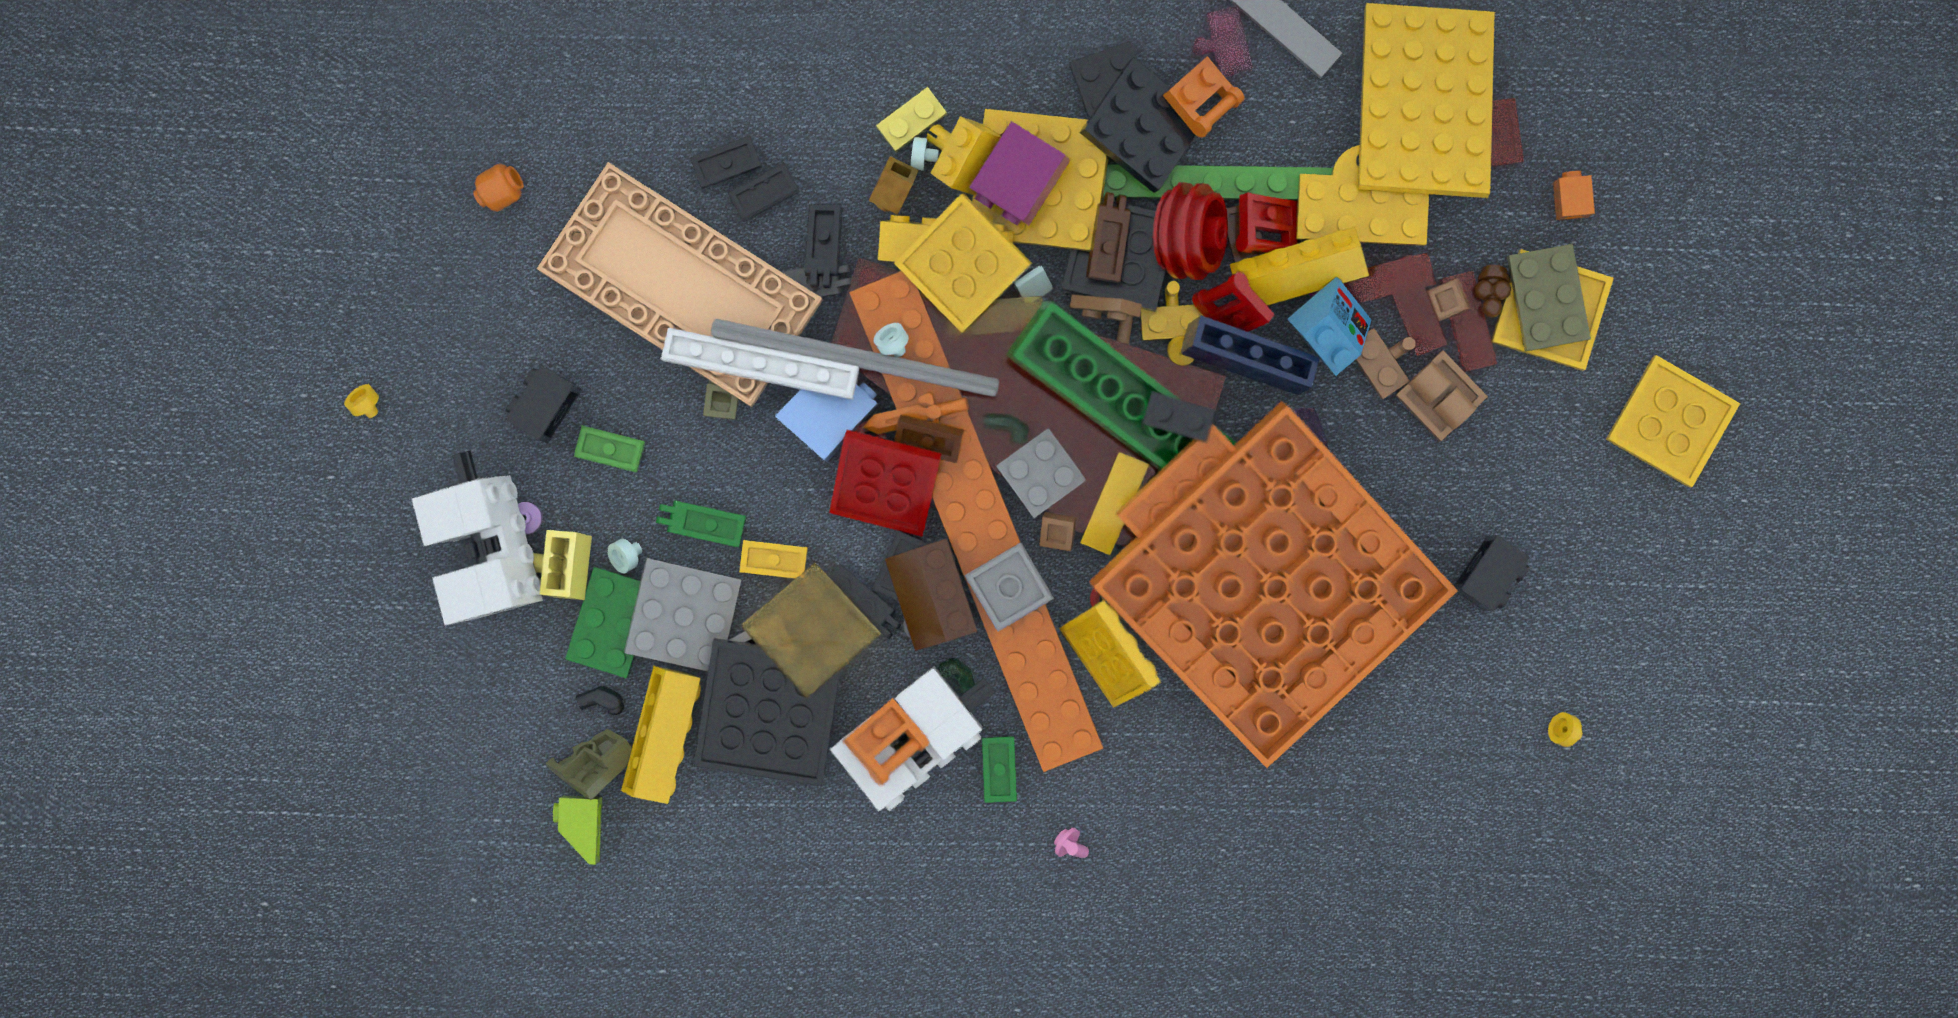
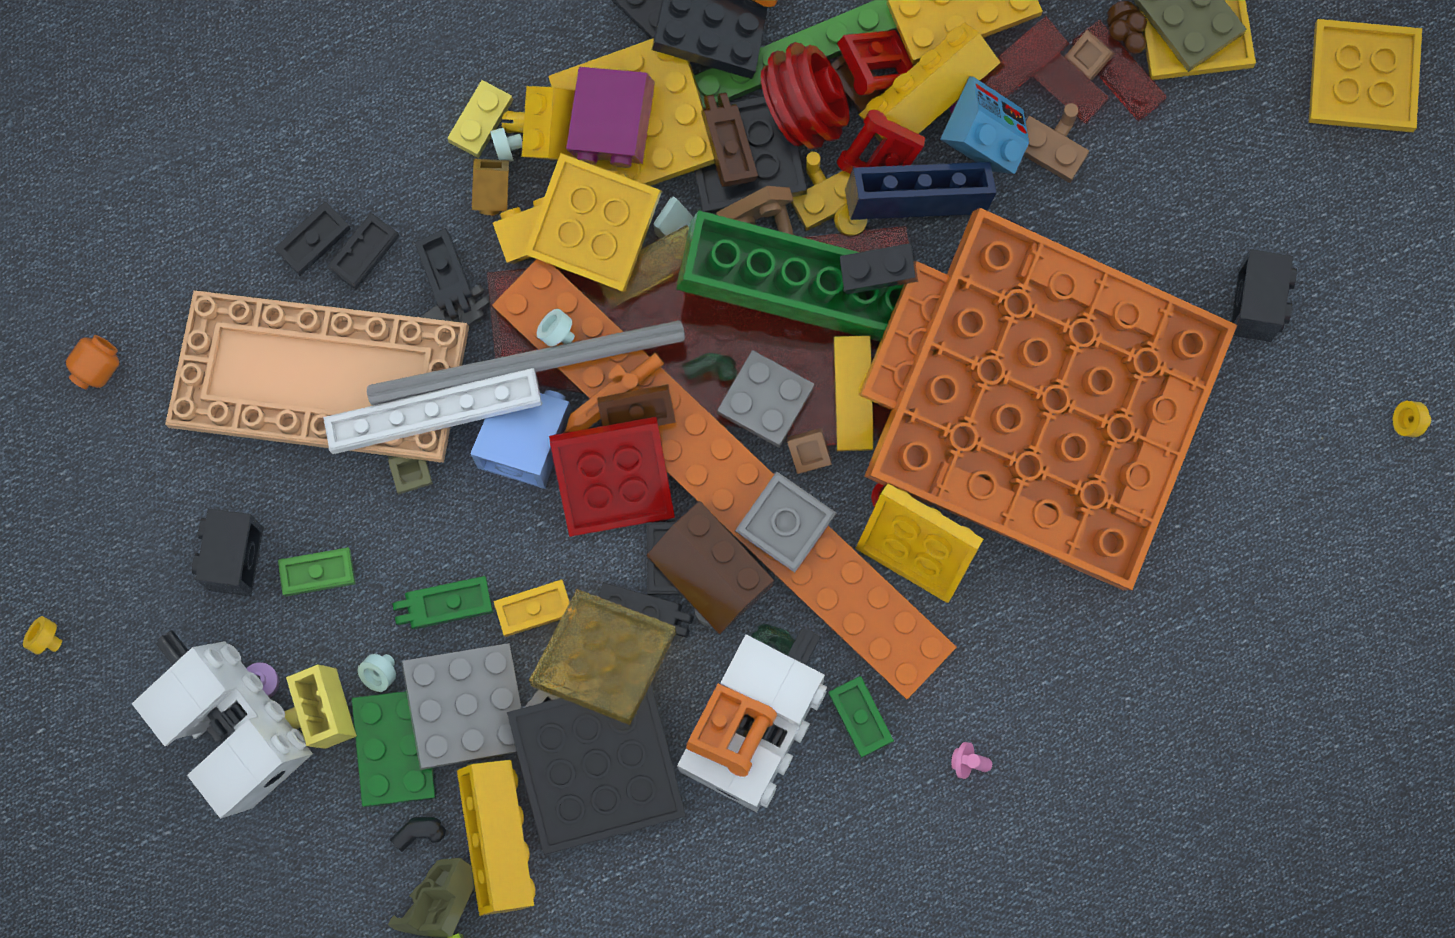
camera: 25 degrees left, 10 degrees down
(1441, 396) = (1127, 151): medium nougat plate -> none

